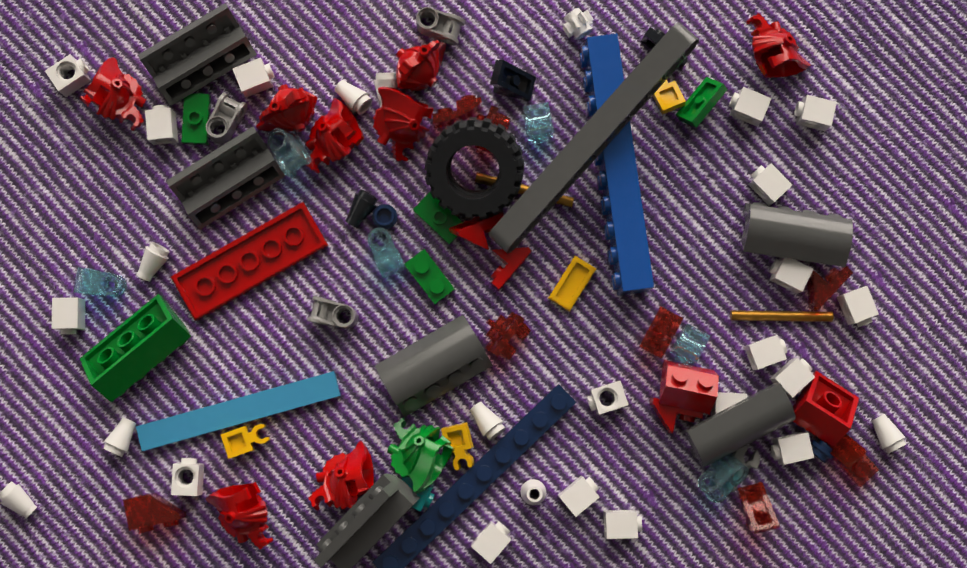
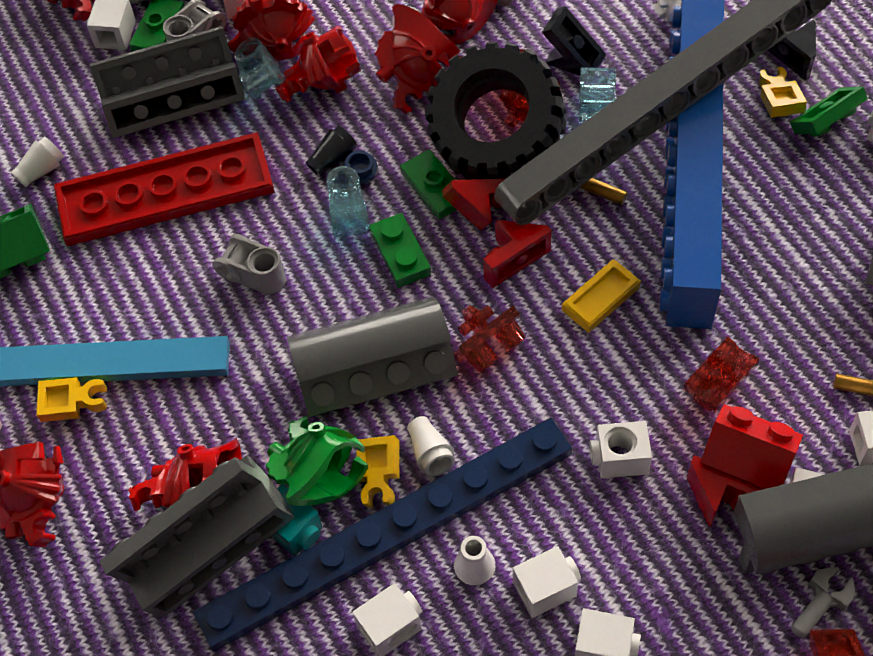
camera: 20 degrees right, 25 degrees down
(355, 98) = (361, 33): white cone -> none
(689, 345) = (767, 395): clear light blue brick -> none
(722, 476) = (789, 600): clear light blue piece -> none

